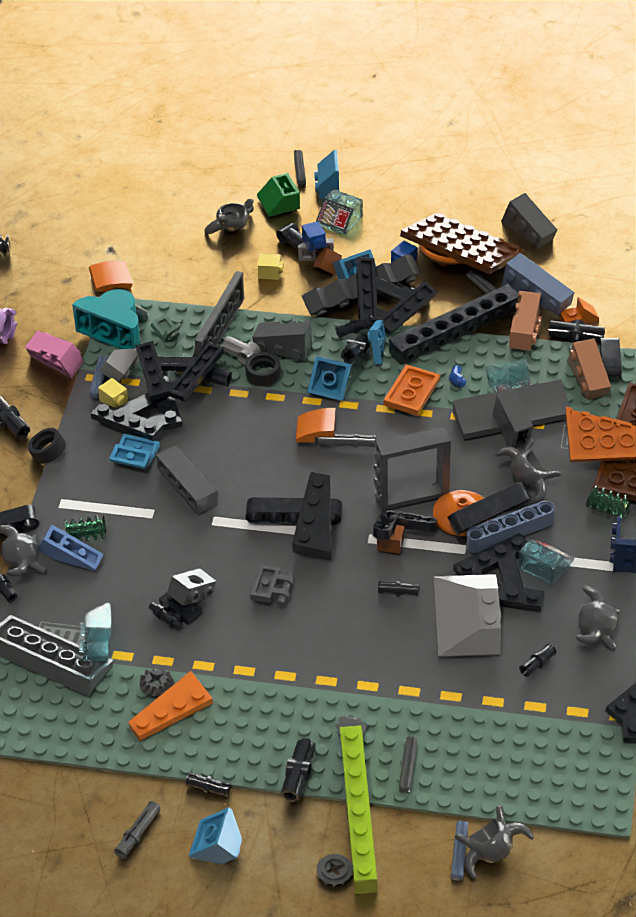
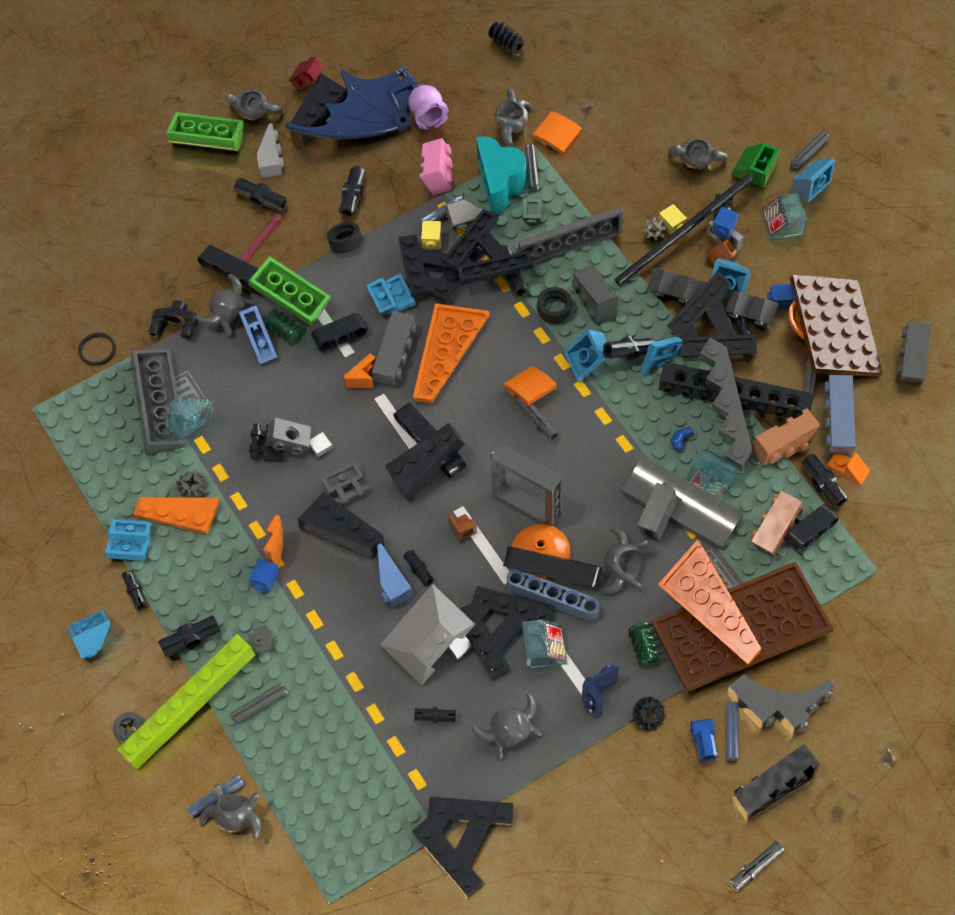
camera: 50 degrees right, 15 degrees up
(61, 500) = (289, 291): none -> bright green brick
(66, 286) = (511, 116): none -> dark grey piece
(130, 501) = (339, 332): none -> black beam
(132, 836) = (50, 580): dark grey pin -> none
(158, 756) = (128, 539): none -> dark azure slope
(187, 514) = (359, 375): none -> orange slope
(220, 576) = (320, 444): none -> white tile
(221, 449) = (448, 339): none -> orange wing
(240, 349) = (559, 274): light grey piece -> none
(262, 274) = (651, 232): none -> light grey gear
(280, 654) = (275, 545): none -> orange slope
(288, 258) = (684, 229): none -> black piece
(297, 685) = (263, 575): none -> blue brick
(310, 609) = (336, 523): none -> black wedge
(354, 326) = (657, 327): black pin -> none
(389, 519) = (498, 533): black beam -> none
(390, 610) = (393, 584): none -> medium blue slope
(411, 390) = (633, 418): orange plate -> none
(466, 325) = (727, 402): none -> dark grey brick

